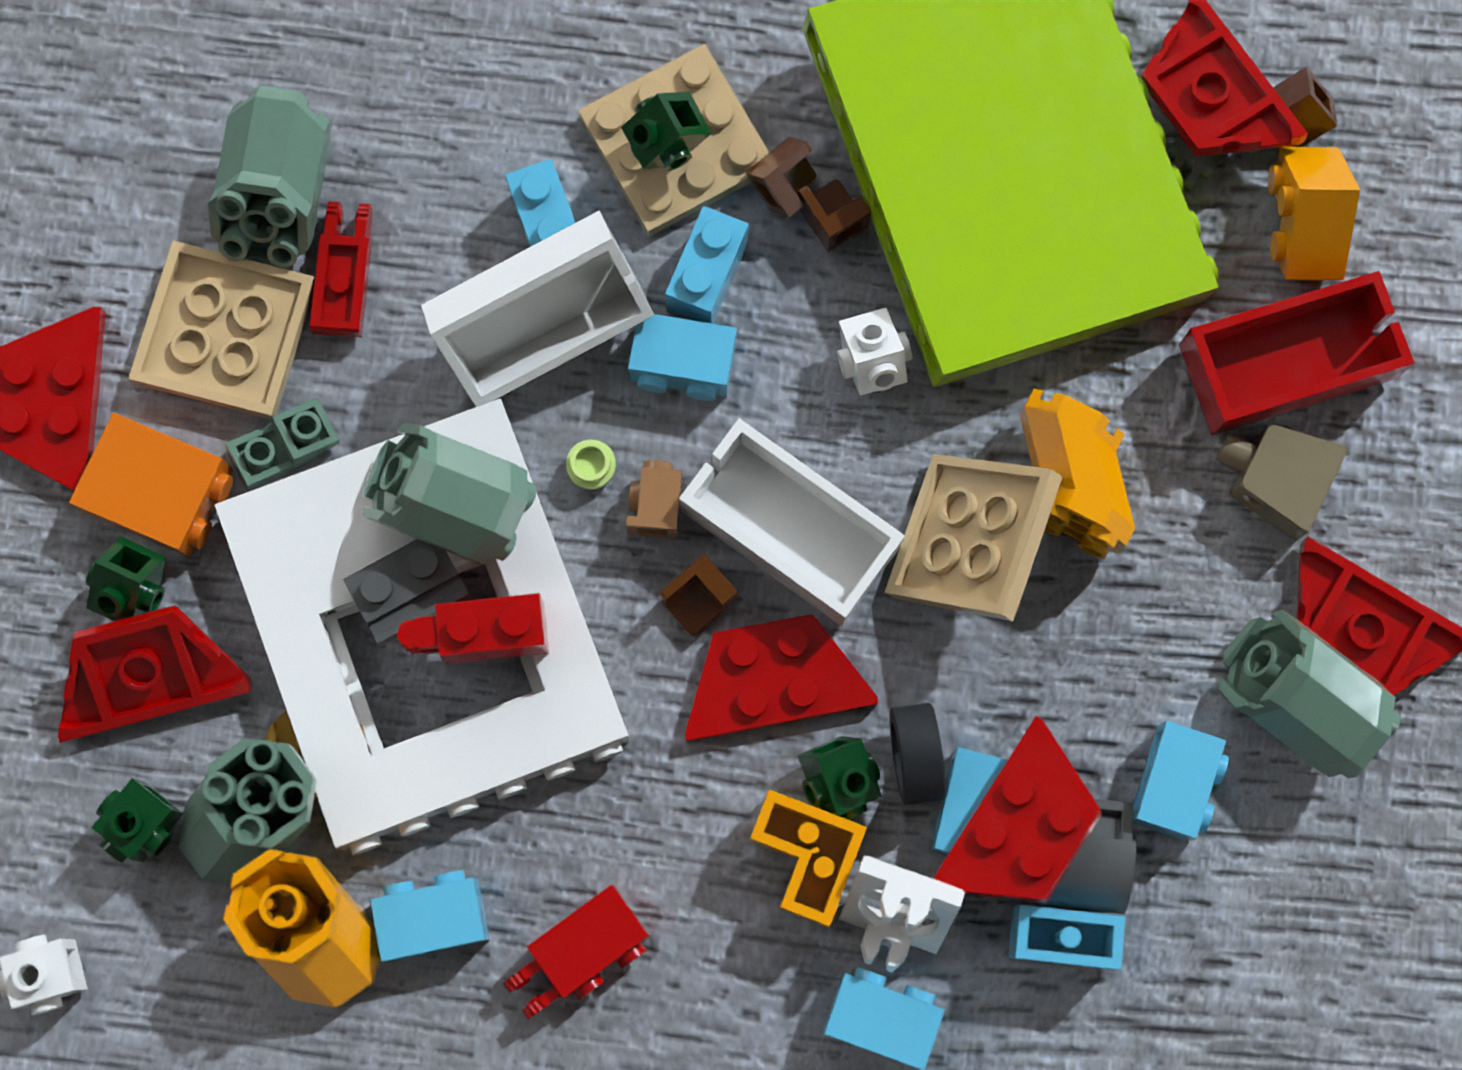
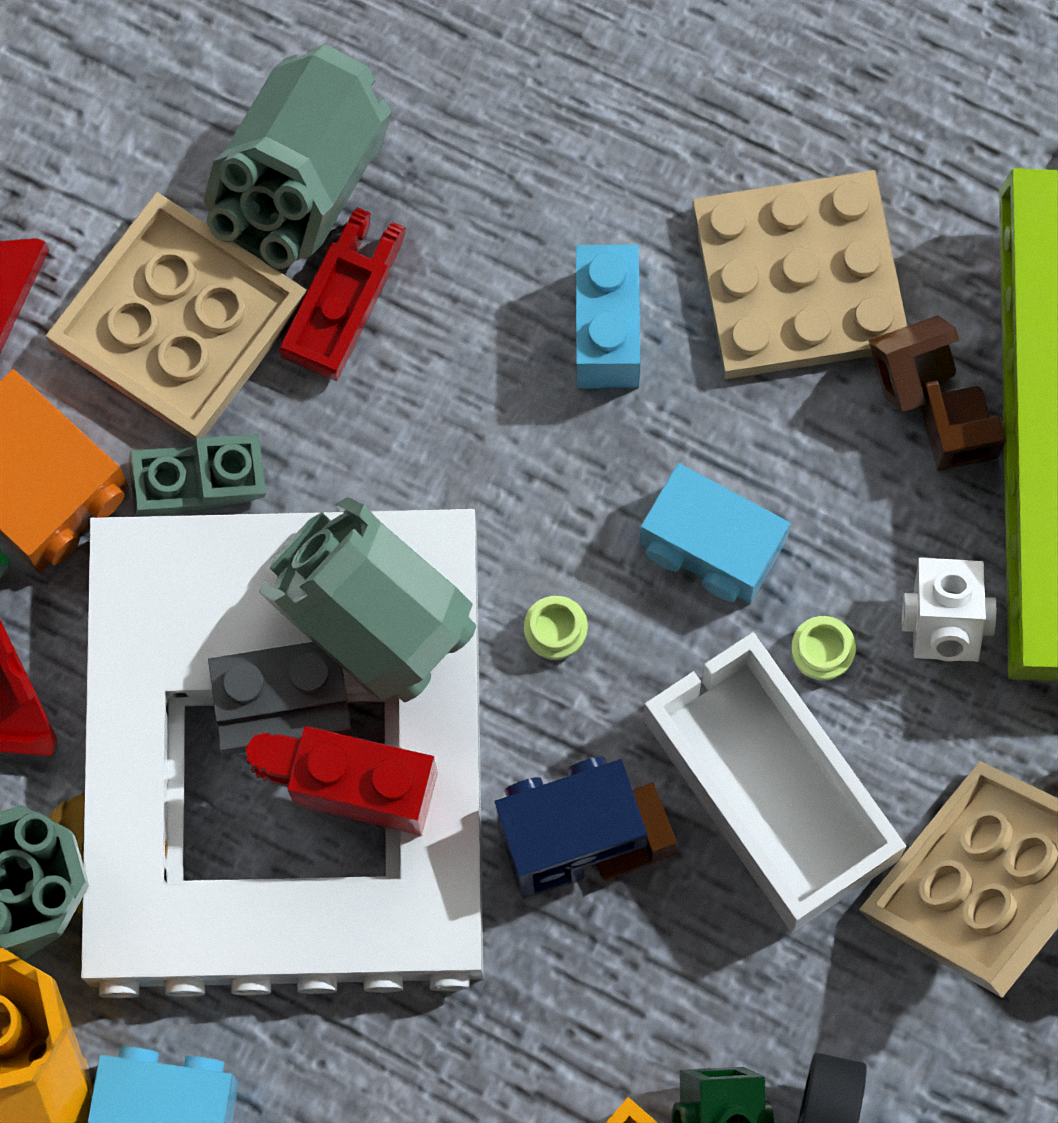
camera: 25 degrees right, 5 degrees down
(537, 310) = (556, 418): white piece -> none
(654, 606) = (568, 824): none -> dark blue brick
(655, 501) = (617, 699): medium nougat brick -> none
(666, 130) = (788, 257): dark green brick -> none
(707, 266) = (781, 437): medium azure brick -> none
(773, 678) = (685, 966): red wing -> none
(791, 411) = (823, 648): none -> yellowish green plate

